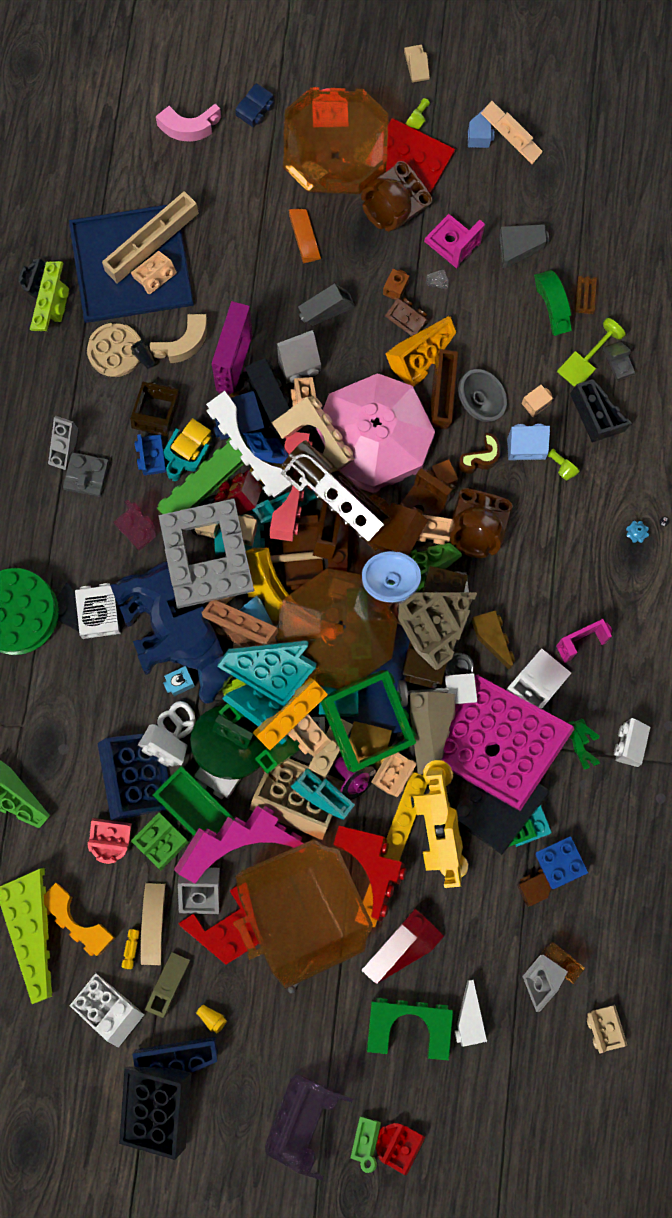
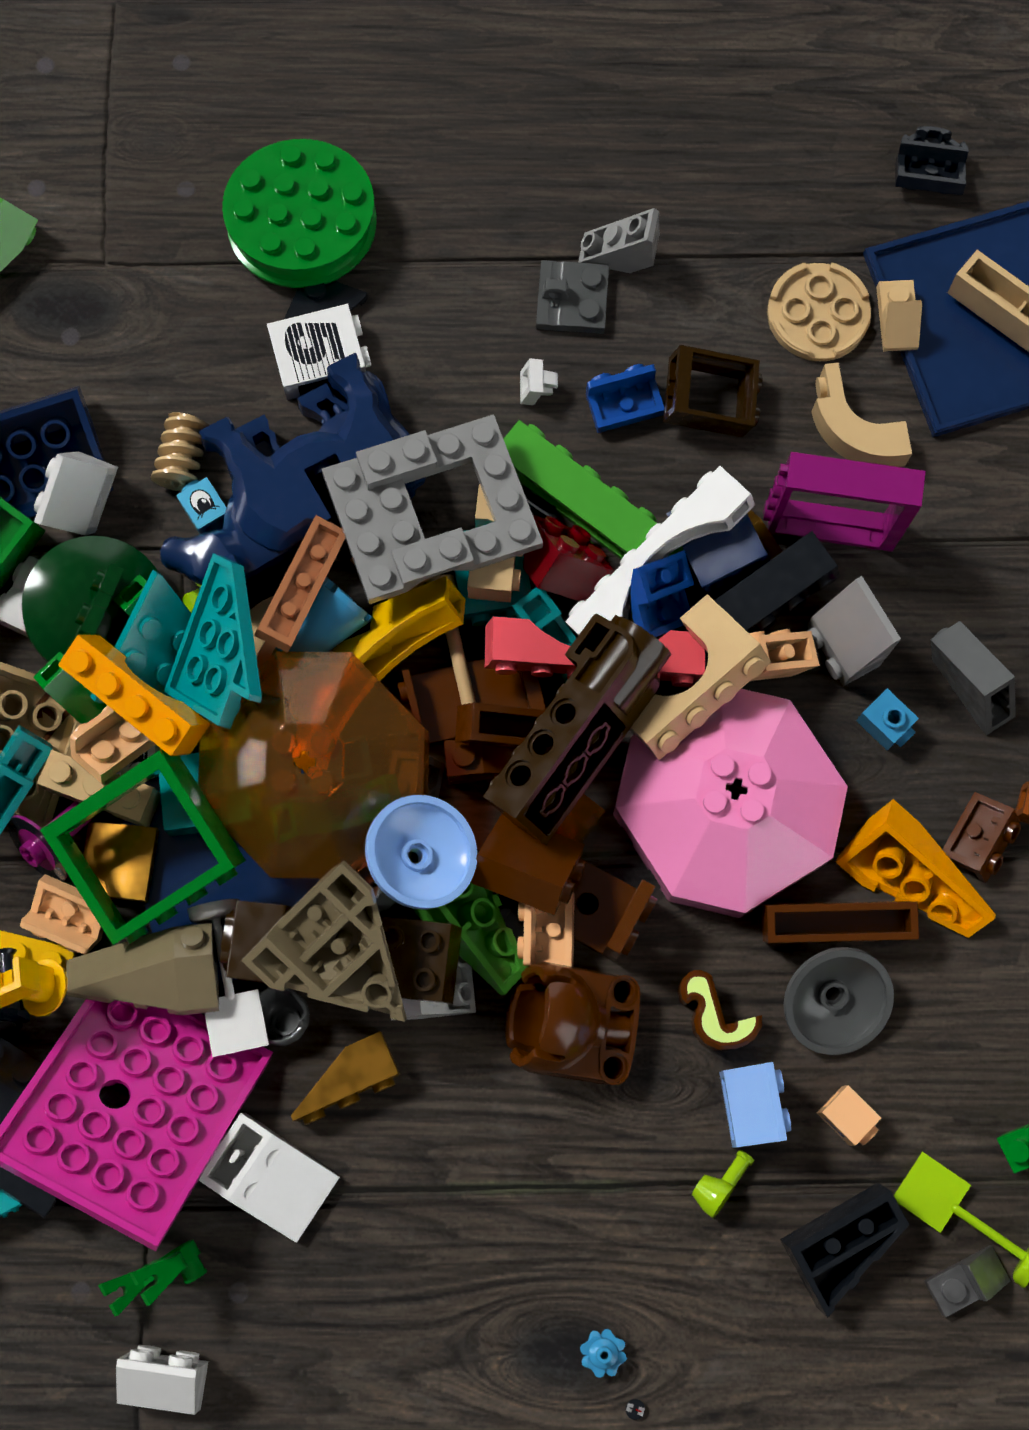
camera: 85 degrees right, 0 degrees up
(51, 298) = (895, 184): lime bracket -> none
(126, 309) = (899, 315): none -> tan slope
(134, 496) = (536, 382): none -> white tile
(135, 527) = (485, 390): clear pink bracket -> none
(143, 354) = (817, 352): black cone -> none
(144, 691) = (178, 451): none -> tan piece
(154, 272) = (980, 353): light nougat bracket -> none
(177, 721) = (135, 516): white piece -> none
(178, 464) = (611, 448): teal piece -> none
(191, 441) = (660, 466): yellow brick -> none
(343, 350) = (888, 720): none -> dark azure brick
(445, 472) = (662, 945): dark orange brick -> none
(566, 646) = (349, 1220): dark pink panel -> none

